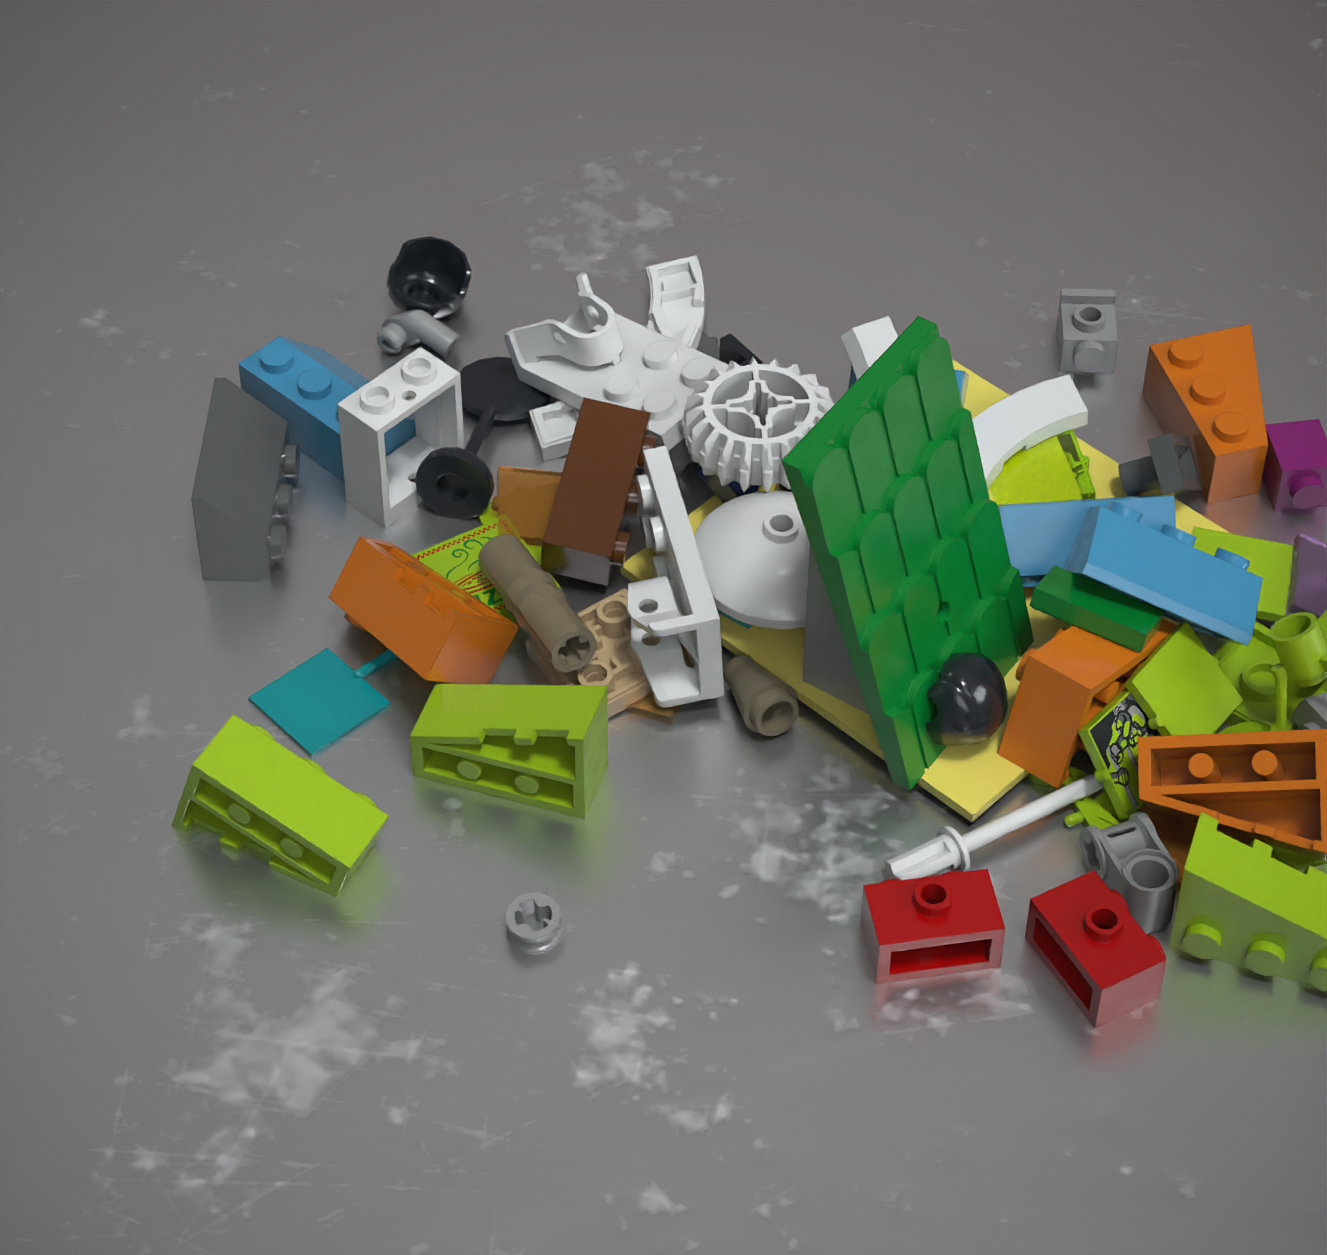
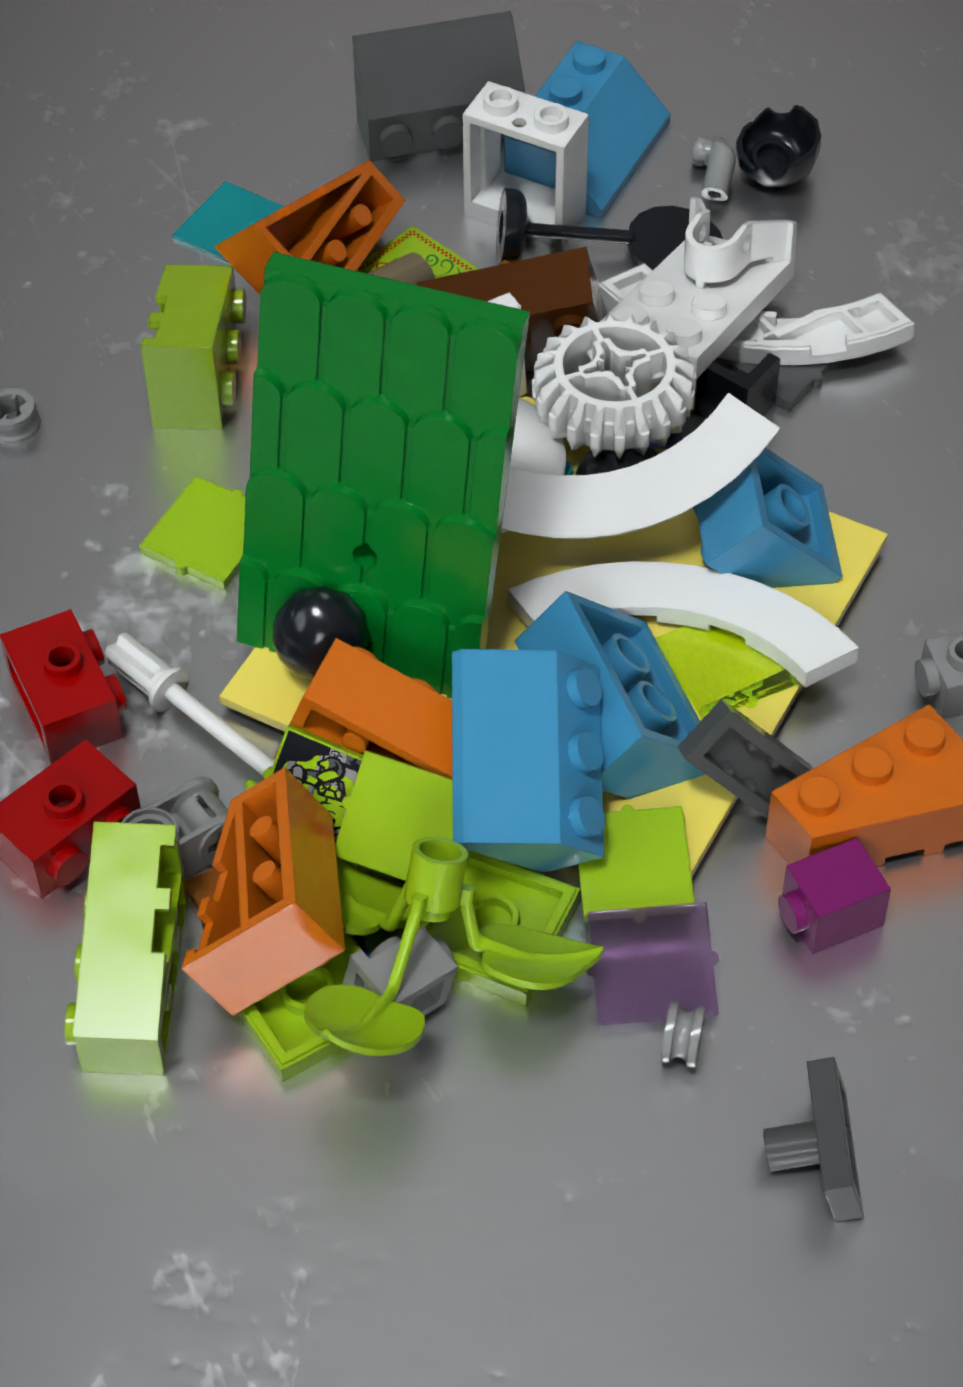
camera: 75 degrees right, 5 degrees up
(279, 807) = (69, 210): lime wedge -> none
(747, 796) = (201, 533): none -> lime piece
(1096, 608) = (430, 717): green tile -> none

